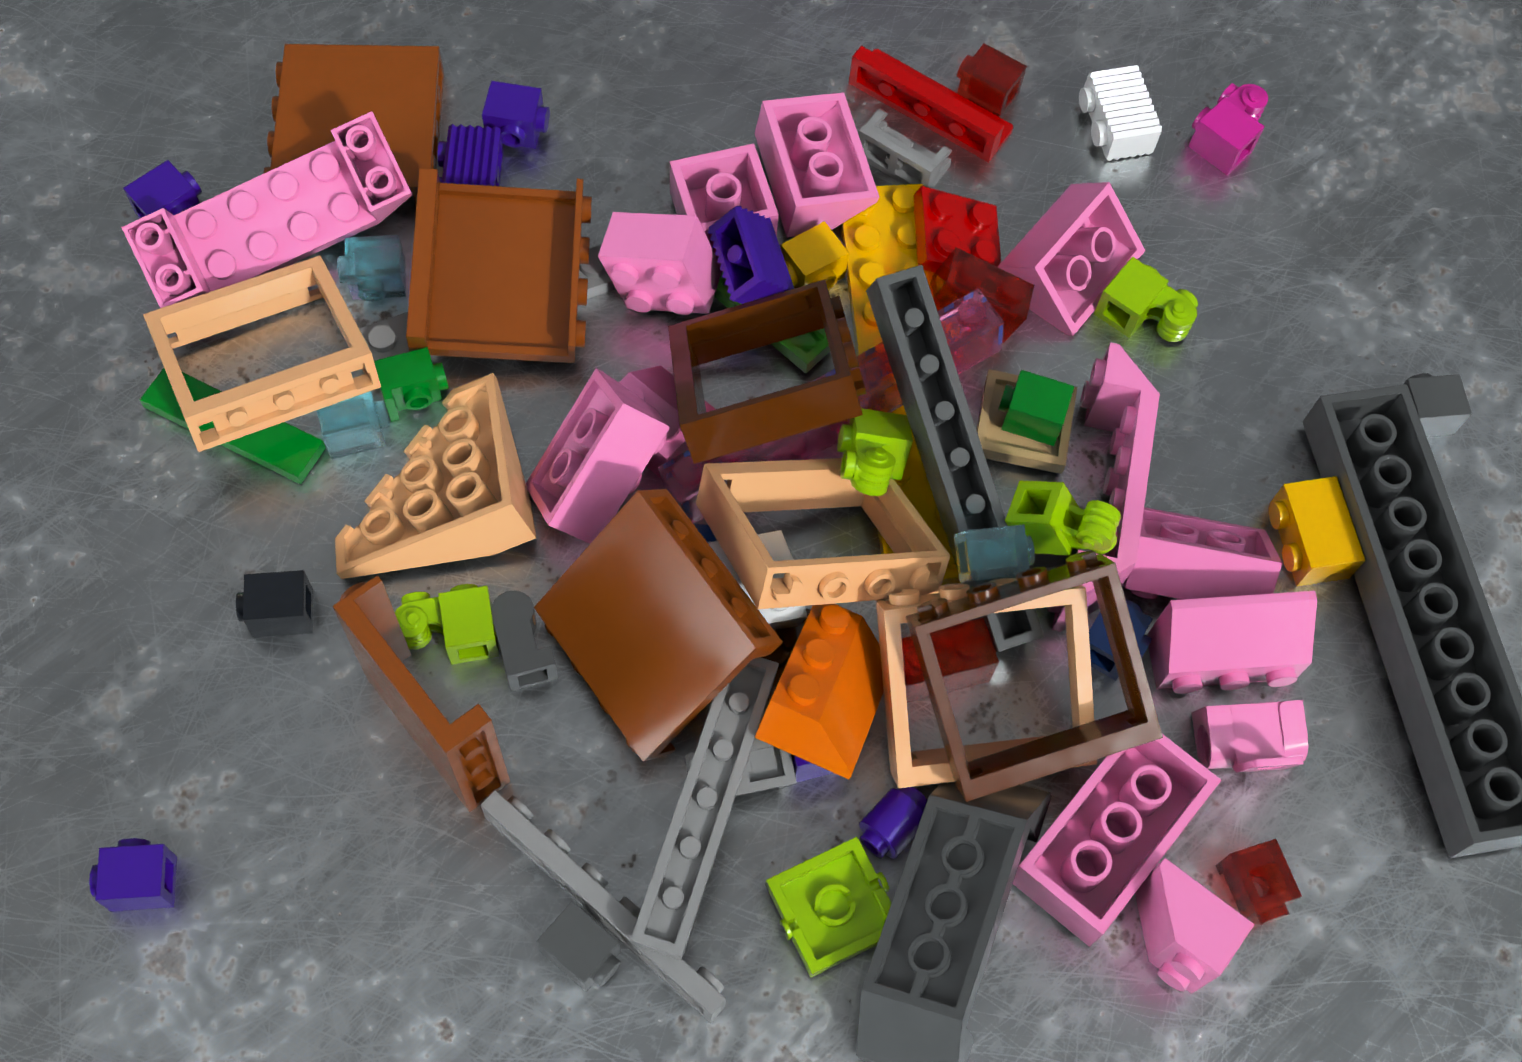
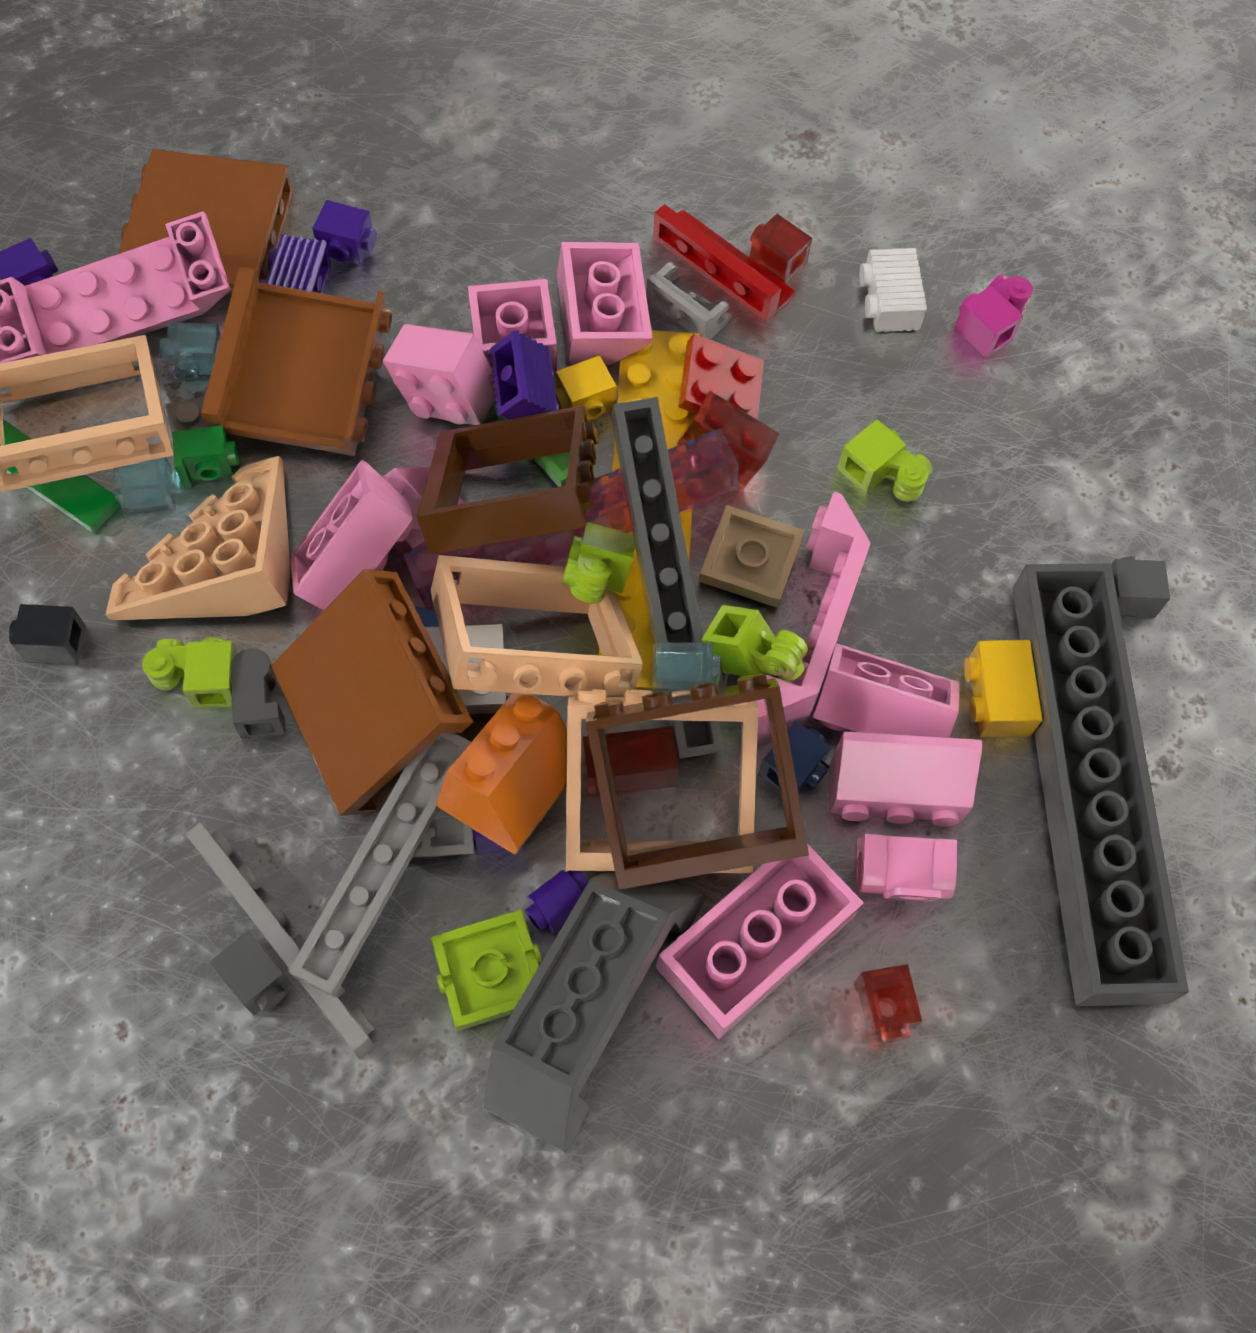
camera: 10 degrees right, 0 degrees up
(462, 751) = (118, 688): dark orange panel -> none
(1035, 407) = (759, 543): green brick -> none
(1074, 254) = (825, 411): bright pink slope -> none
(1187, 928) = (807, 1034): bright pink slope -> none

